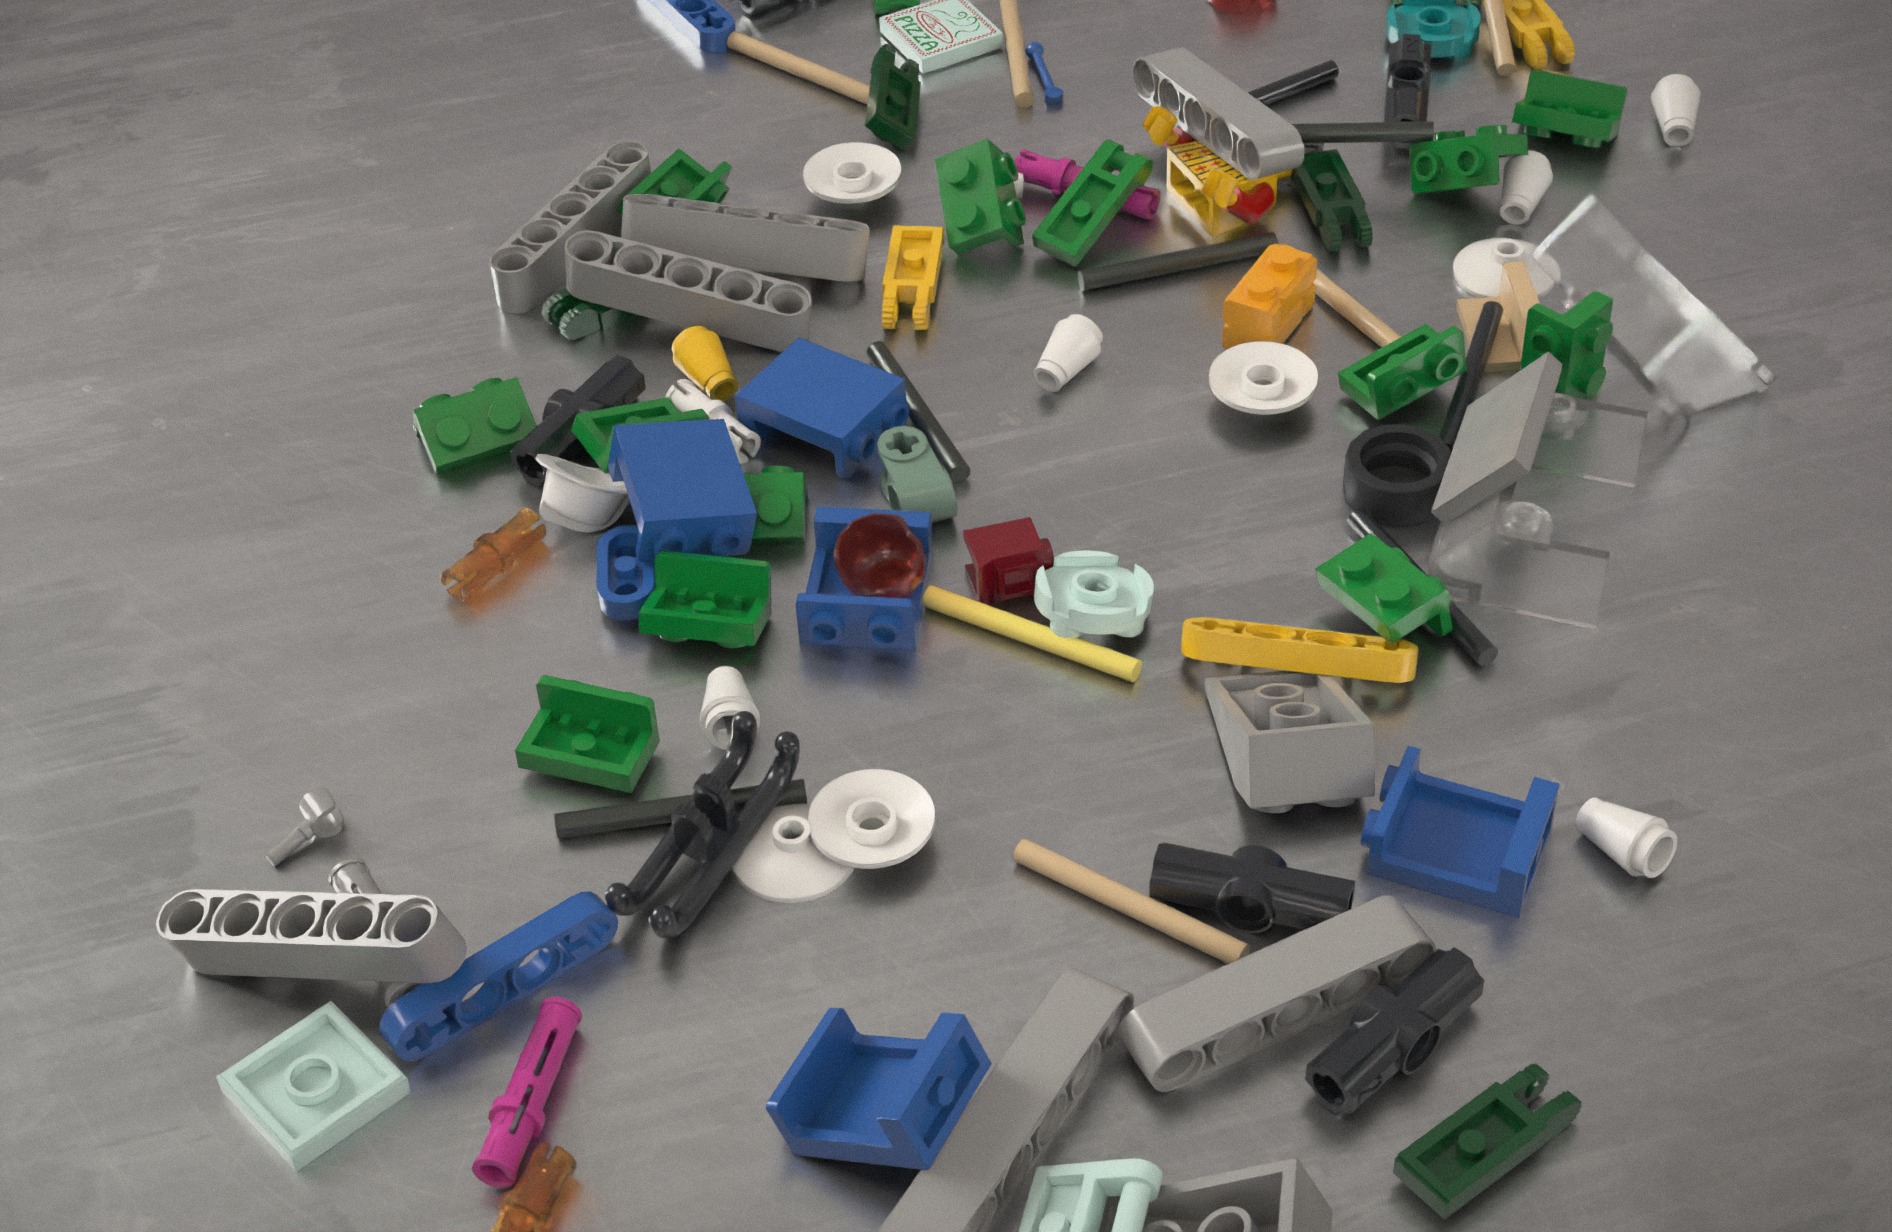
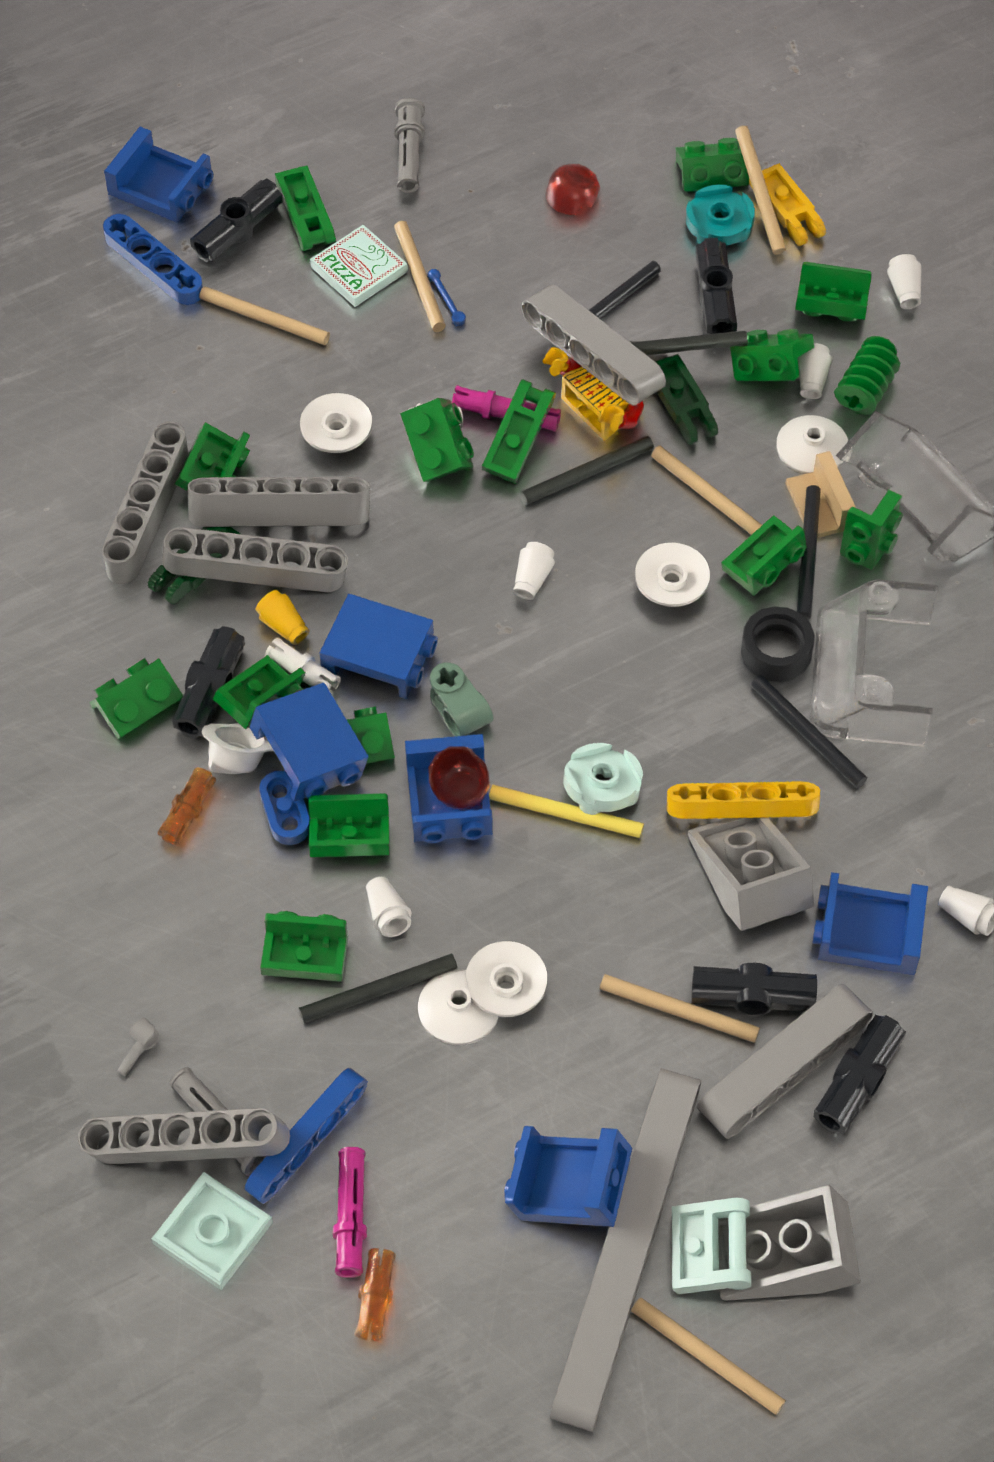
camera: 15 degrees left, 15 degrees up
(709, 831) = (406, 1006): black piece -> none
(893, 98) = (344, 341): dark green hinge -> none
(912, 273) = (404, 509): yellow hinge -> none
(922, 416) = (445, 639): pearl dark grey bar -> none
(1005, 559) = (538, 759): dark red window -> none
(1270, 297) = (662, 505): light orange brick -> none
(1386, 589) = (790, 747): green bracket -> none
(1483, 1141) = (923, 1140): dark green hinge -> none
(1497, 439) = (844, 621): light grey tile -> none
(1613, 178) = (868, 375): none -> green piece

